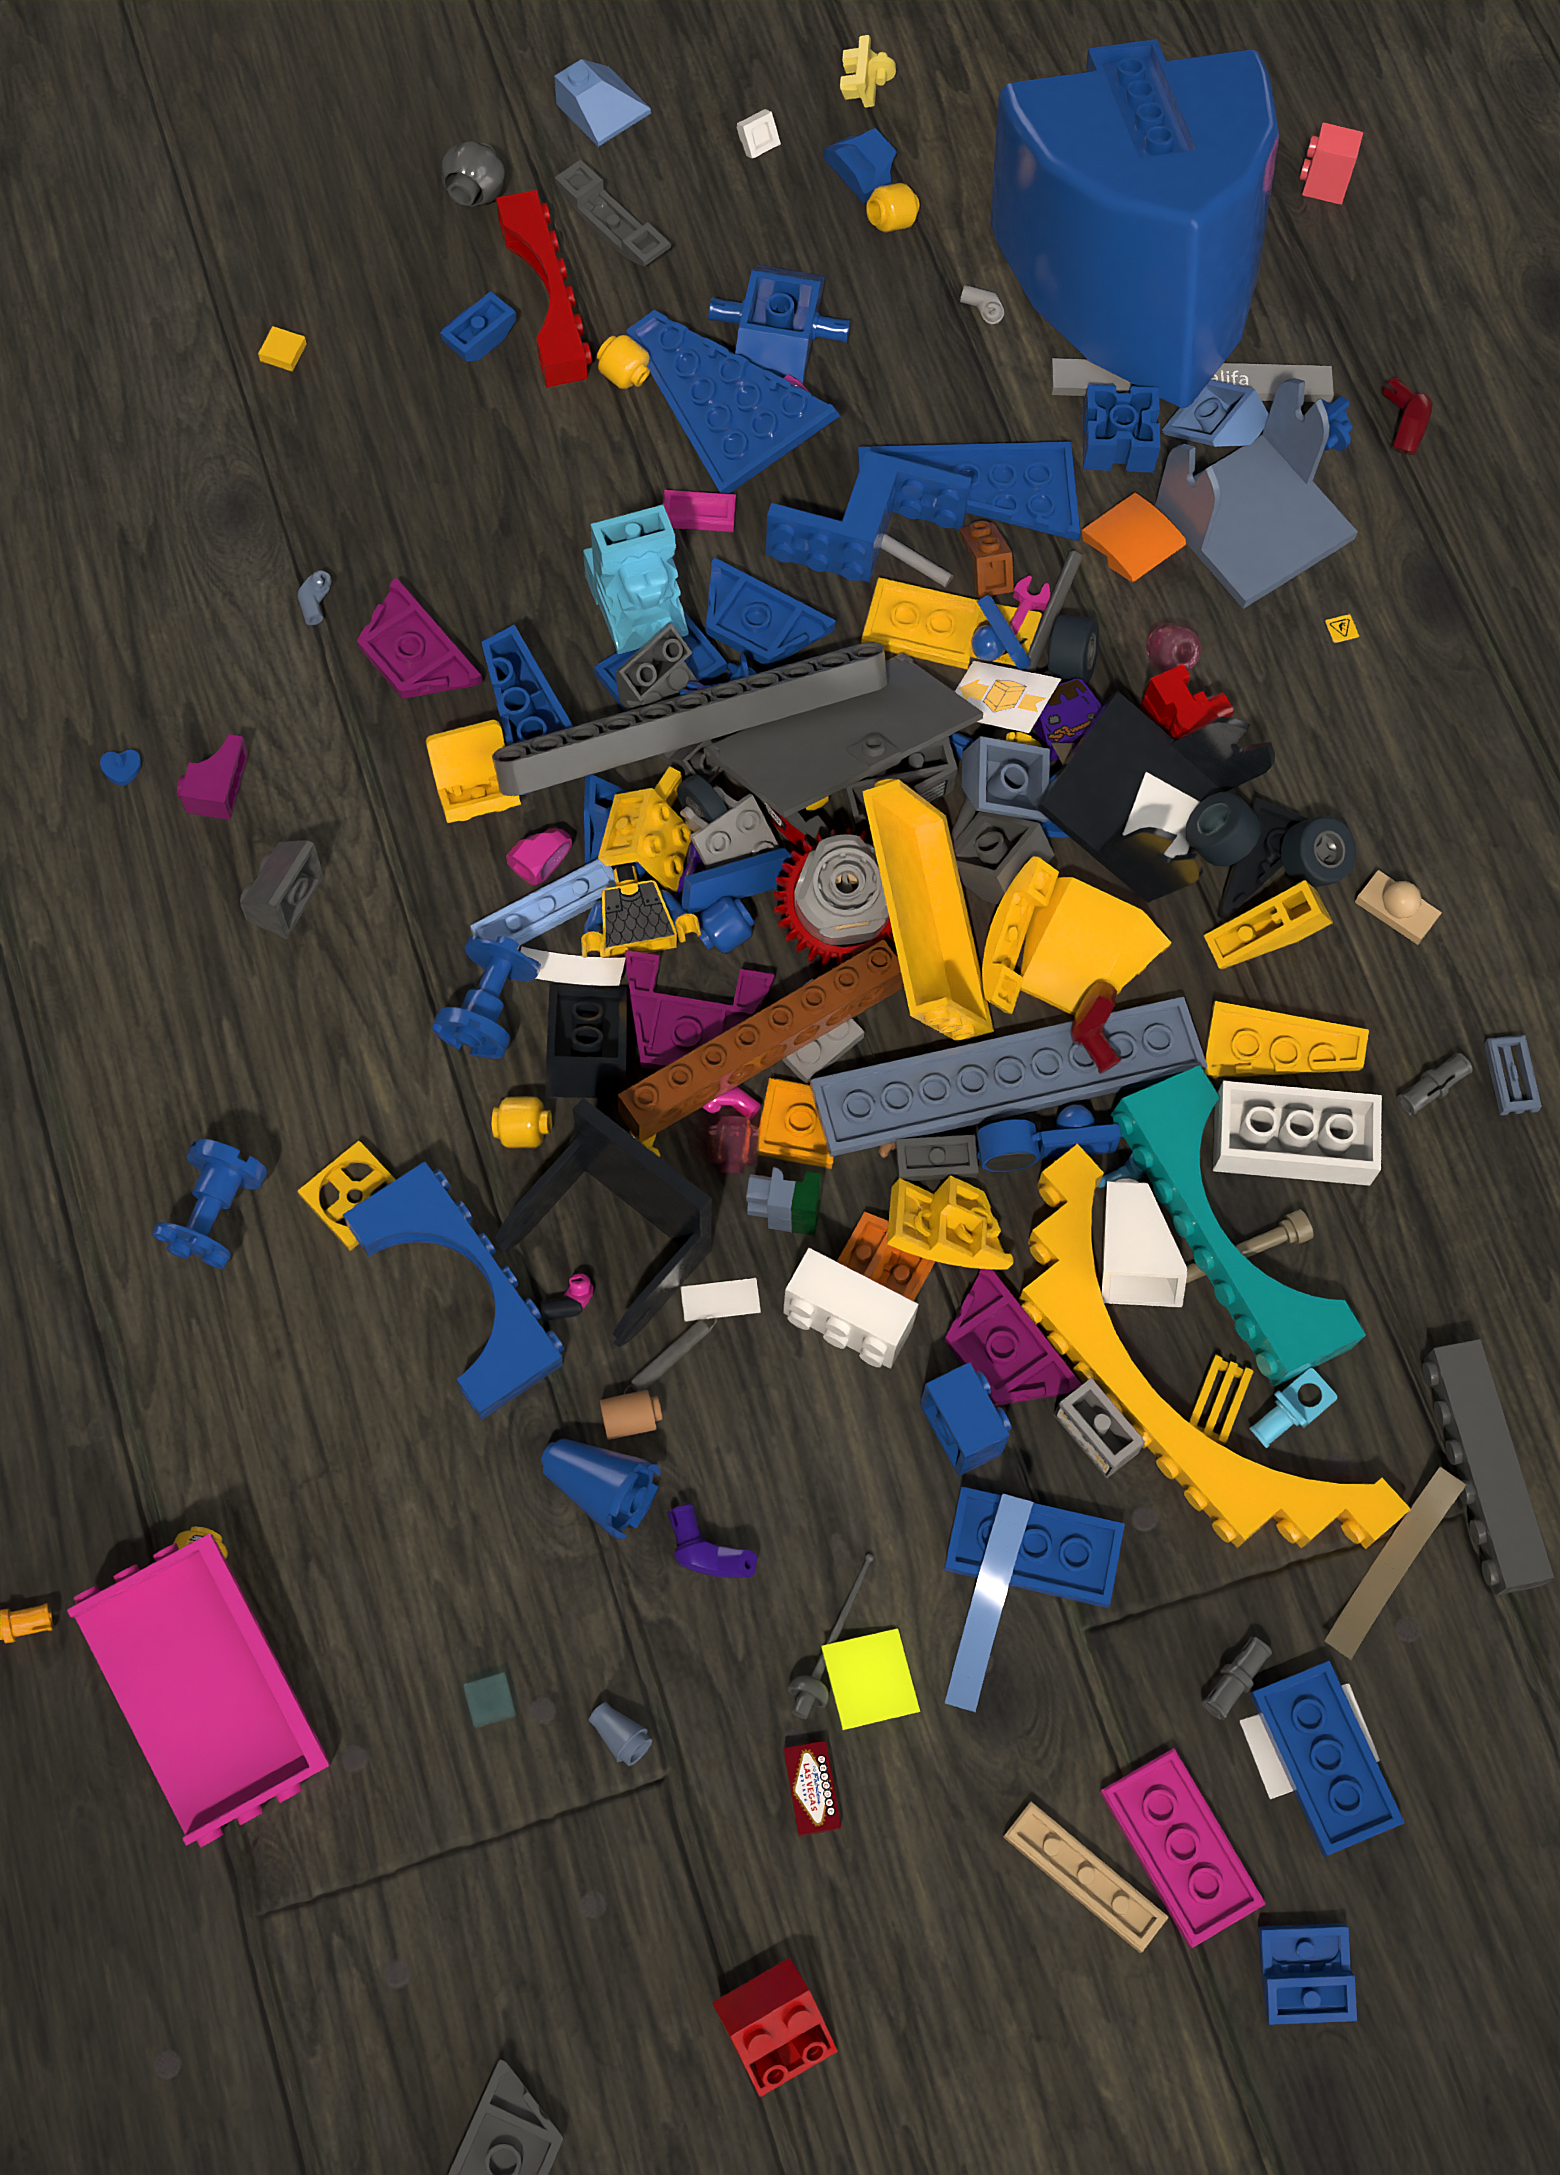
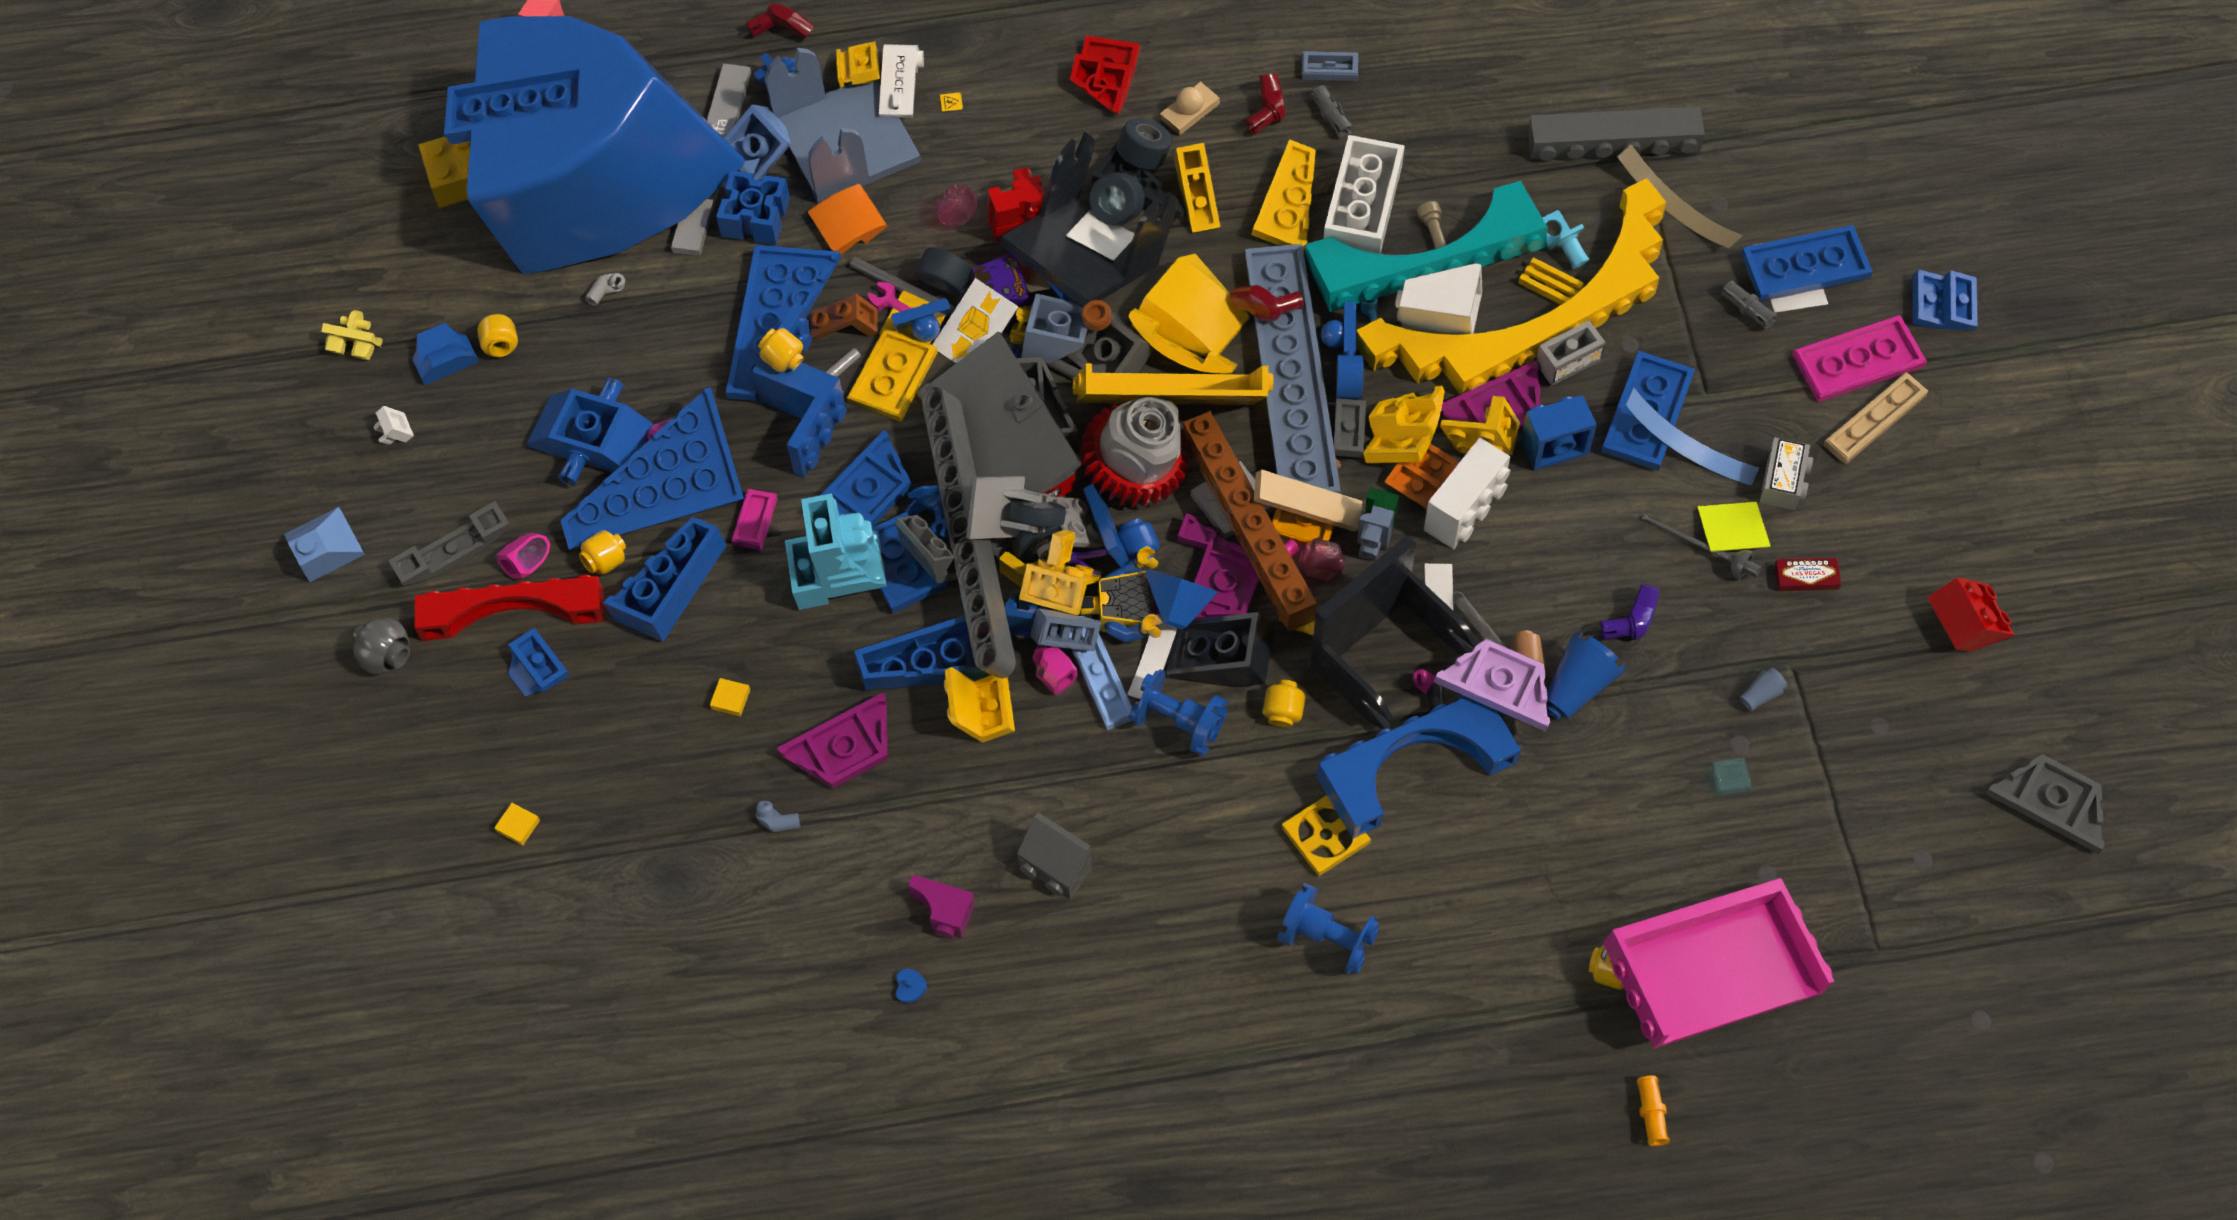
camera: 75 degrees left, 5 degrees down
(462, 525) = (730, 697): none -> yellow tile
(567, 1374) = (1500, 681): none -> lavender wing
(580, 832) = (1046, 626): none -> sand blue slope
(593, 431) = (668, 581): none -> blue wedge
(610, 287) = (524, 555): none -> dark pink rock
(644, 974) = (1177, 598): none -> blue slope
(677, 820) = (1061, 547): none -> yellow tile
(712, 747) = (1003, 507): none -> light grey plate
(800, 1103) = (1307, 500): none -> tan tile
(891, 468) = (781, 350): none -> yellow head
(945, 1331) = (1499, 428): none -> yellow bracket
(962, 1745) = (1785, 474): none -> brick
(1024, 818) = (1096, 315): none -> dark orange tile
(1353, 554) = (898, 79): none -> white door
(1363, 508) = (858, 64): none -> yellow plate
(1427, 1005) = (1273, 104): none -> dark red arm
(1429, 797) = (1106, 70): none -> red slope

